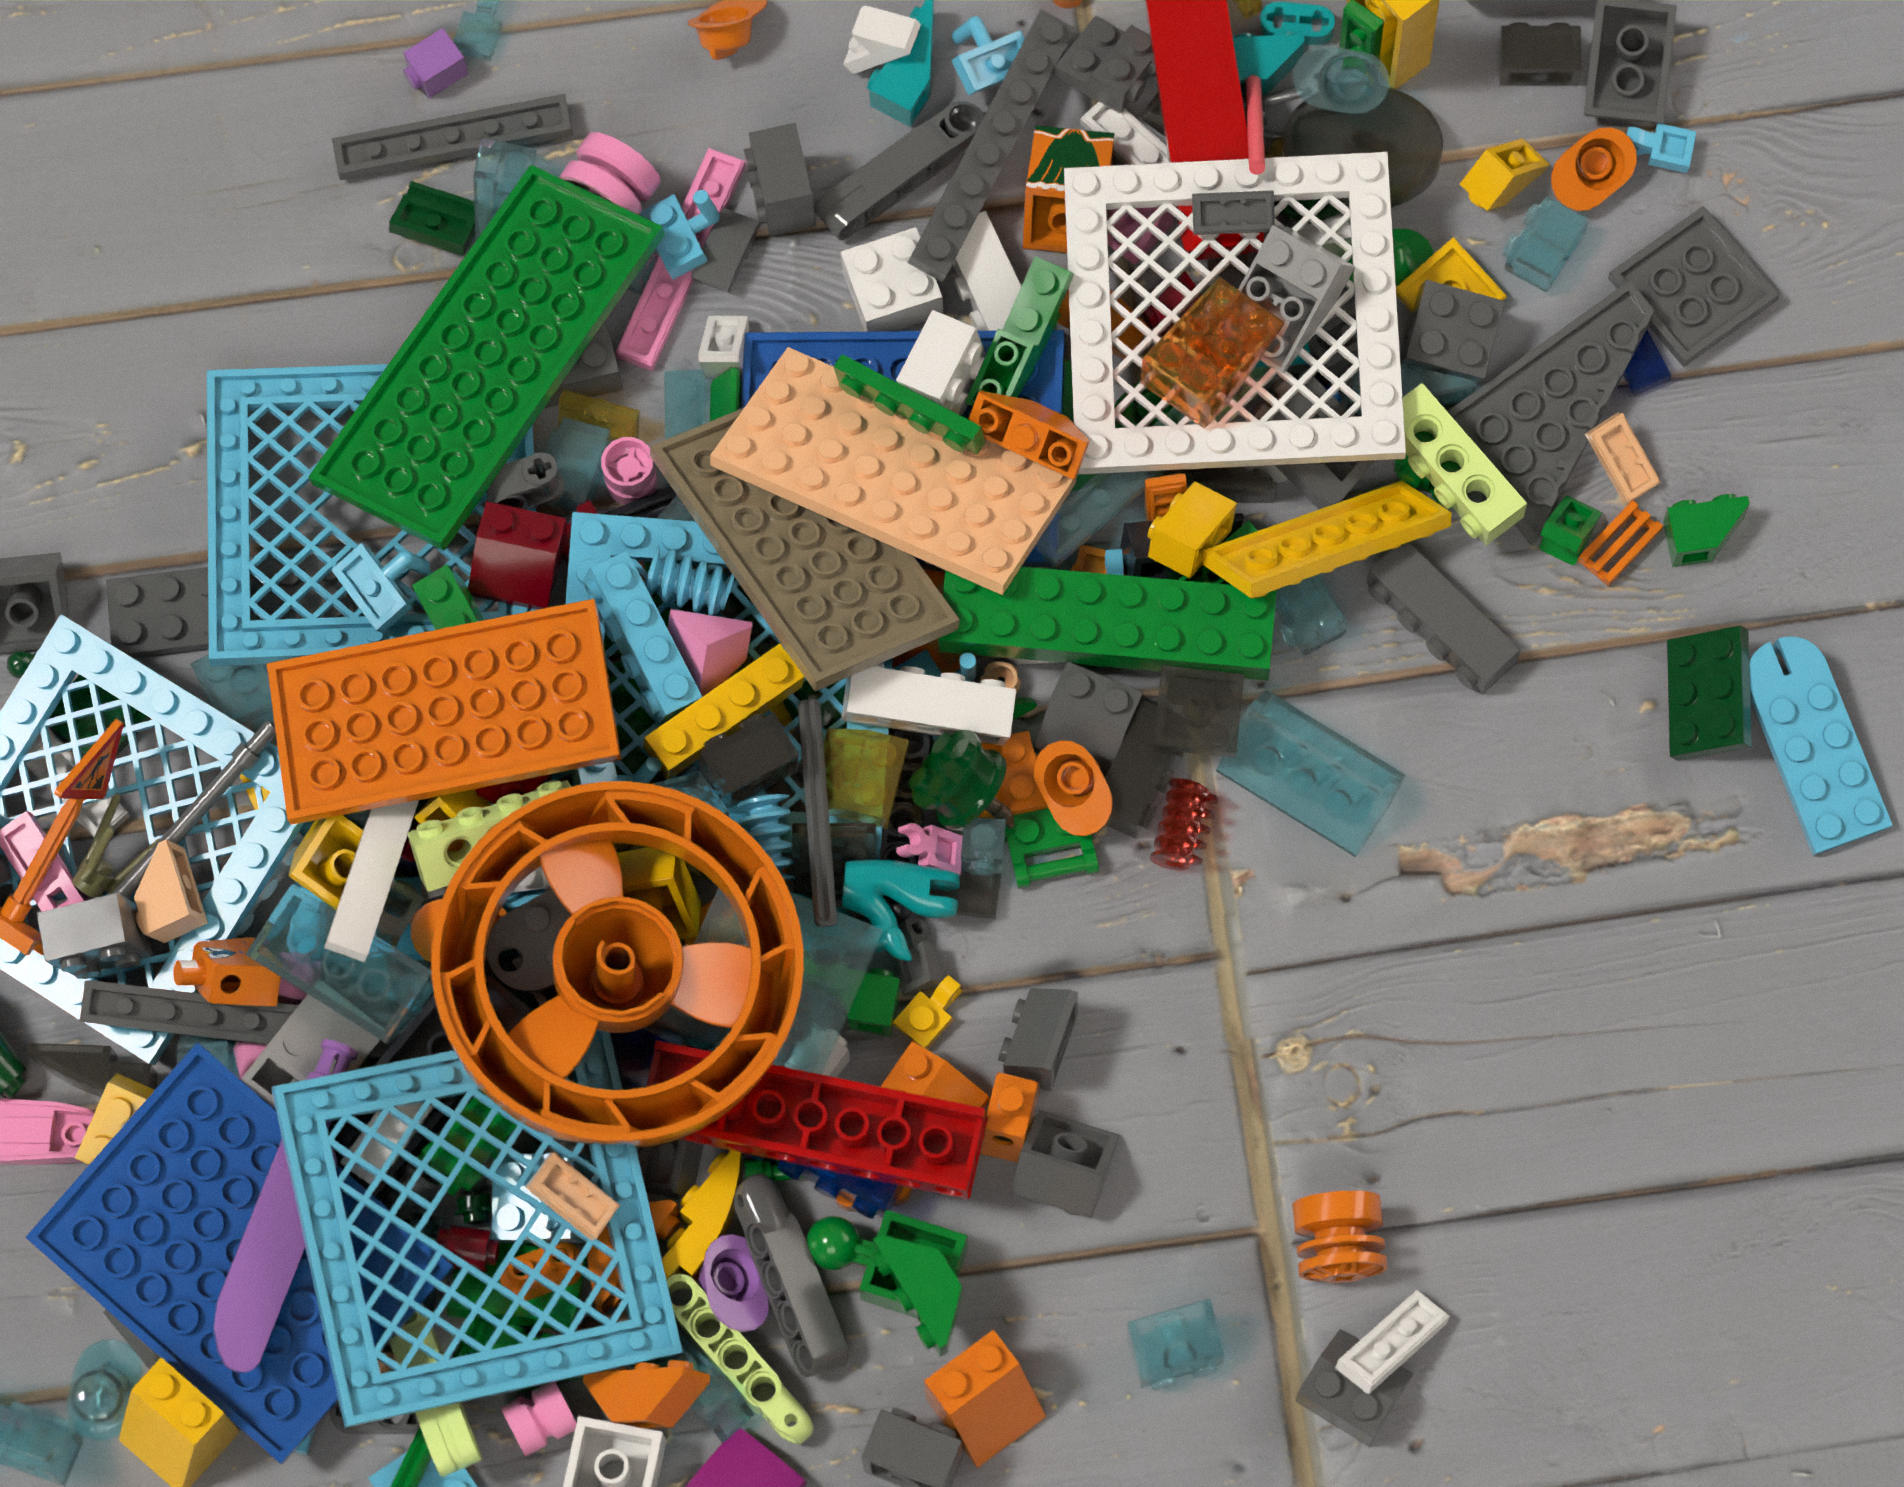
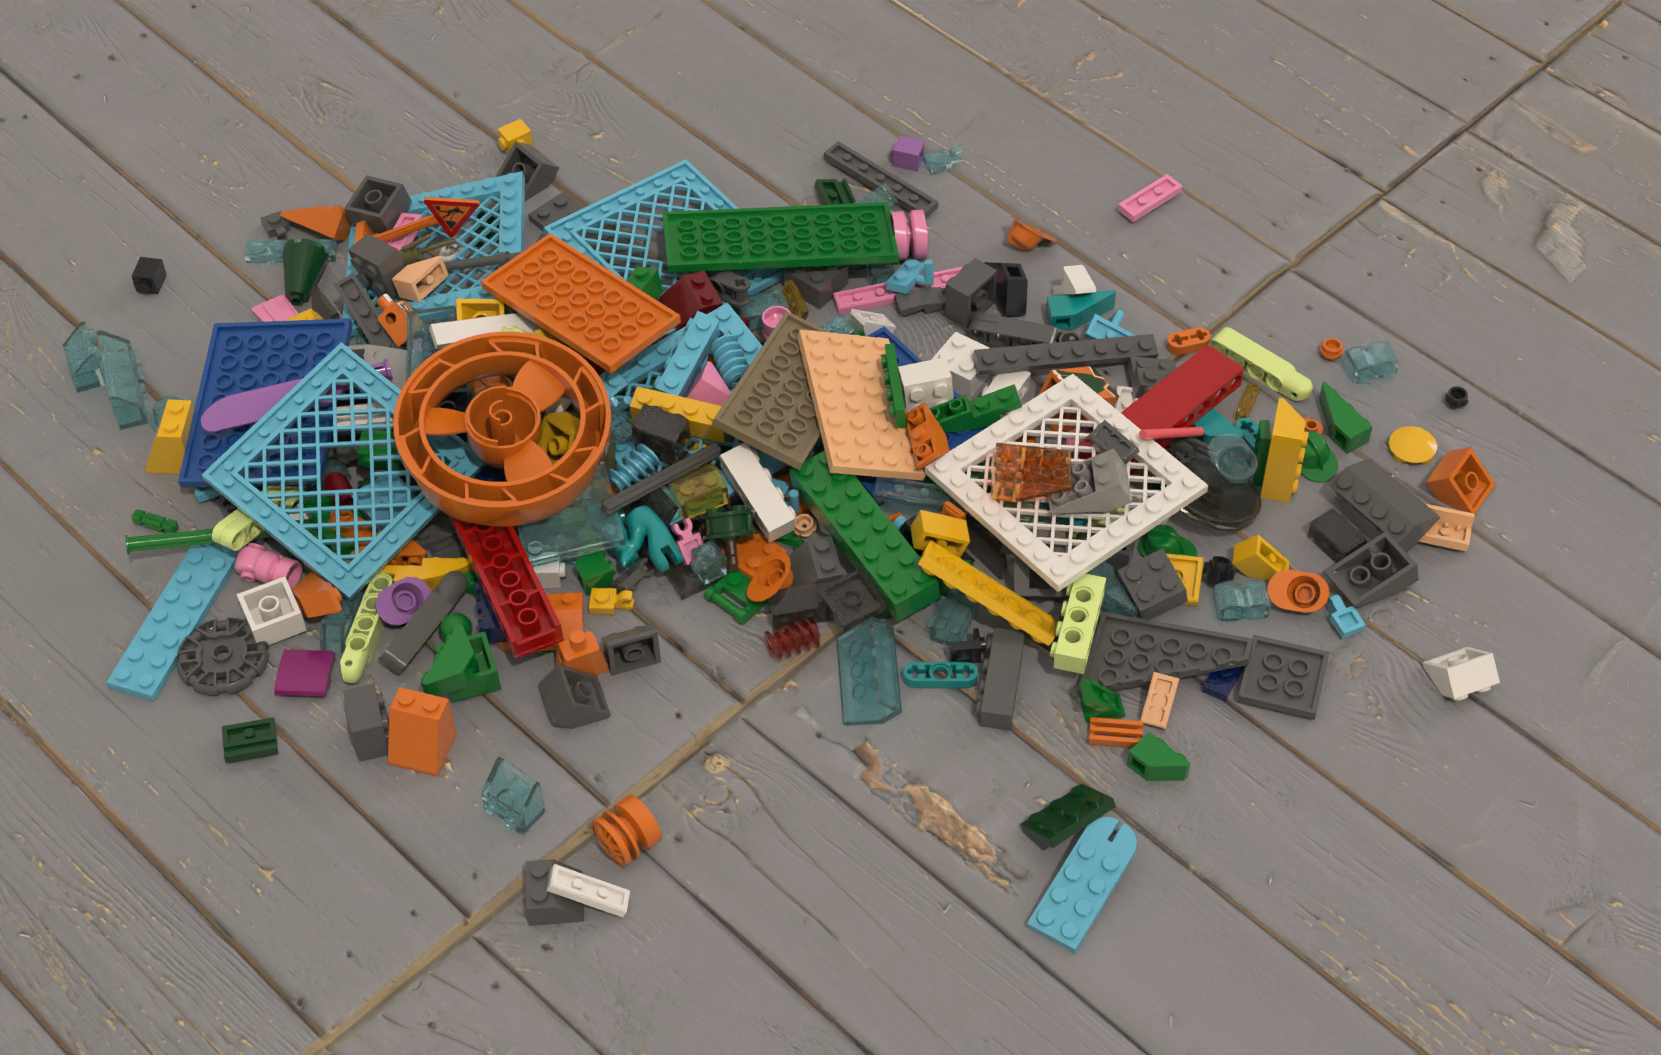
camera: 50 degrees right, 20 degrees down
(374, 585) = (630, 257): medium azure plate -> none
(495, 1444) = (247, 559): none -> bright pink head
(572, 1196) = (385, 495): light nougat plate -> none
(817, 120) = (1011, 288): none -> black slope
(1369, 633) = (969, 650): none -> black bracket
(1400, 669) = (947, 667): none -> teal beam
(1483, 234) = (1218, 570): none -> black gear
(1845, 80) = (1462, 672): none -> white slope

